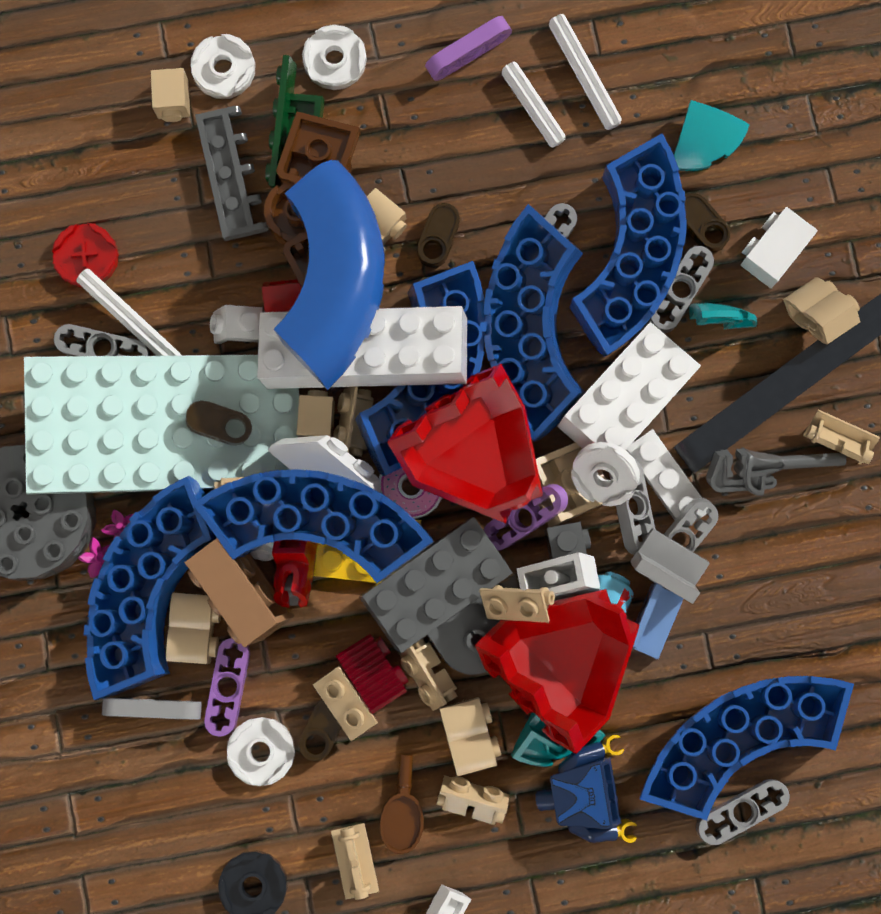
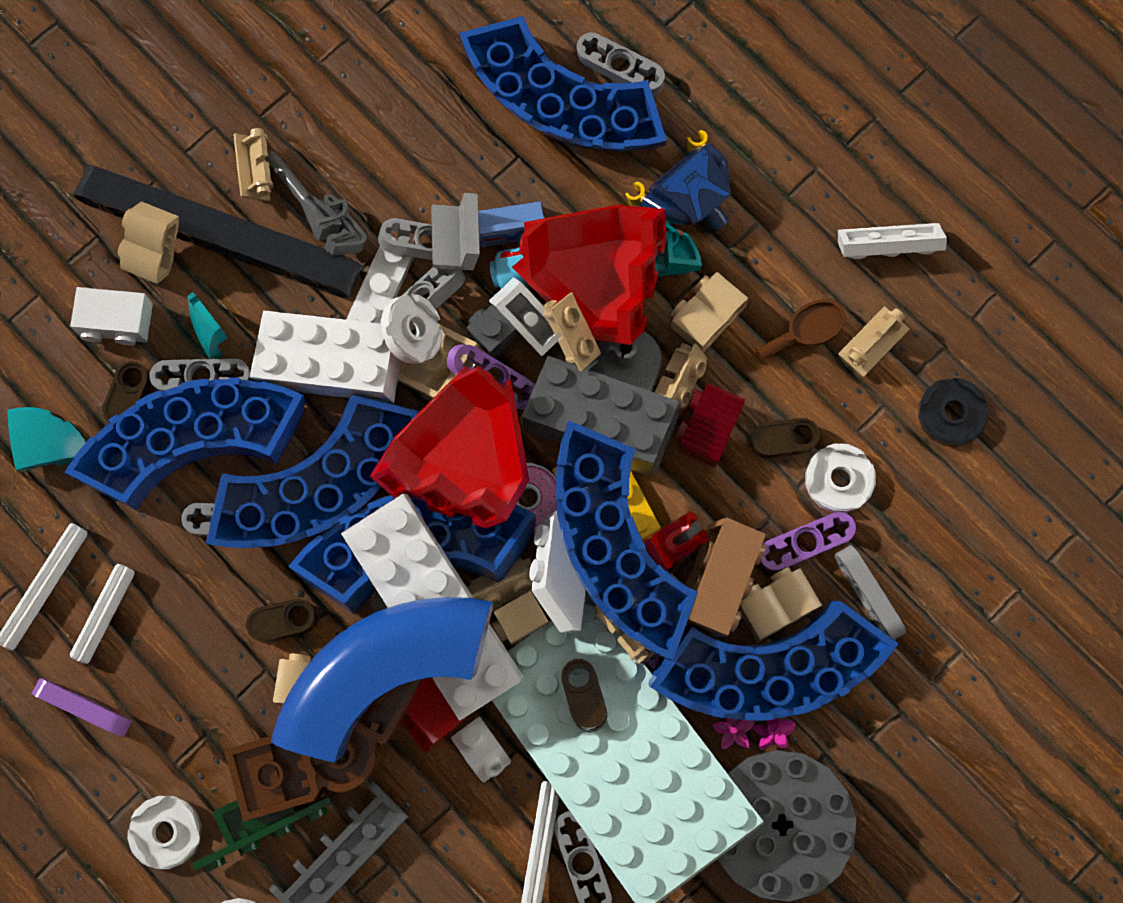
camera: 120 degrees left, 5 degrees down
(345, 703) = (751, 430): tan hinge -> none
(488, 802) = (752, 263): tan hinge -> none

